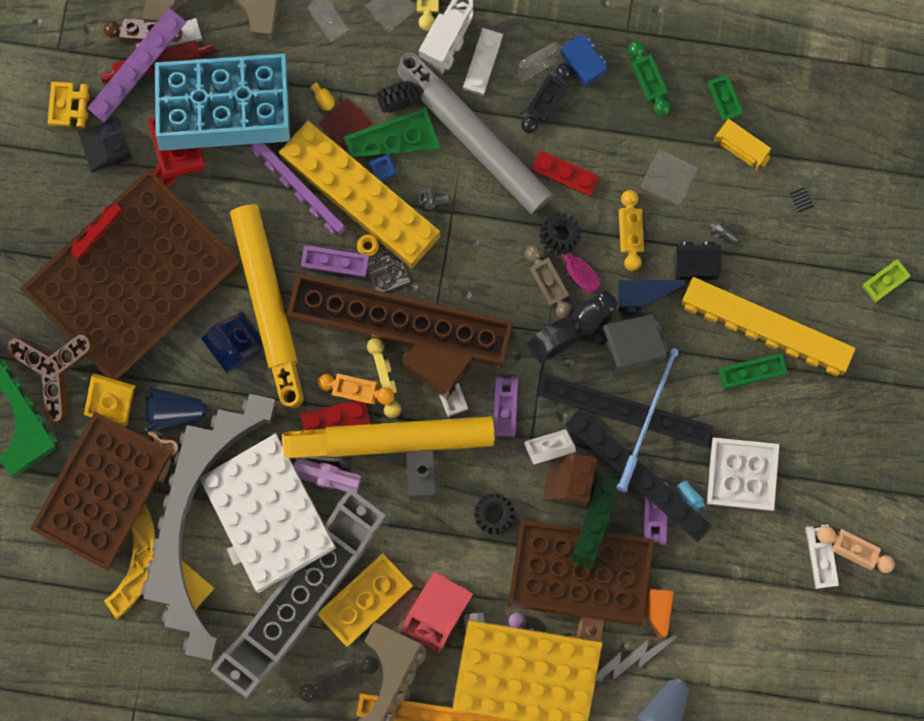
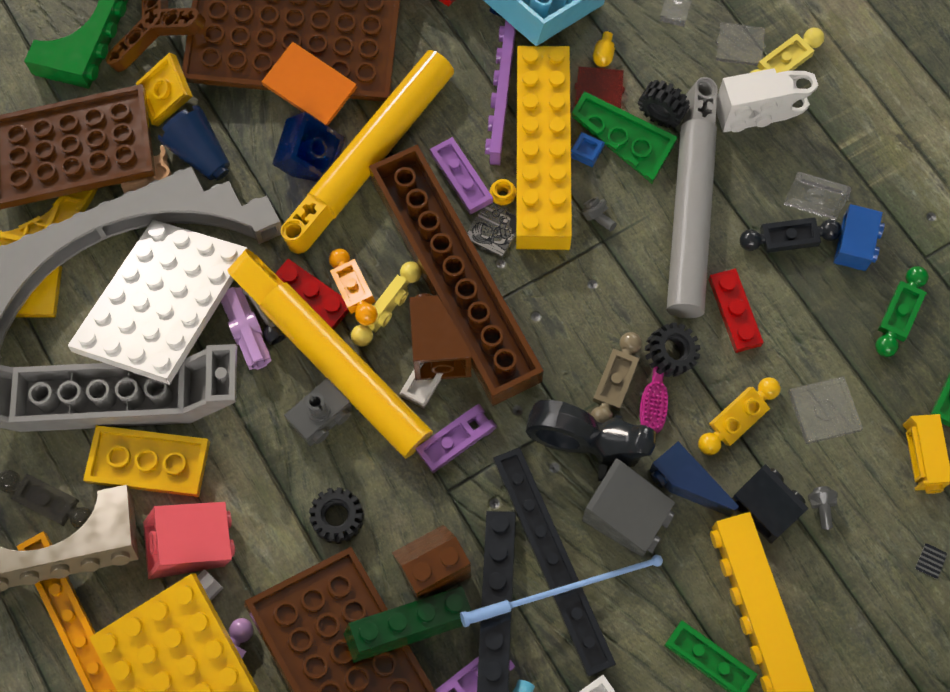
camera: 50 degrees right, 10 degrees down
(190, 305) = (309, 84): none -> orange tile
(483, 61) = (768, 155): white plate -> none
(550, 446) = (448, 512): white tile -> none

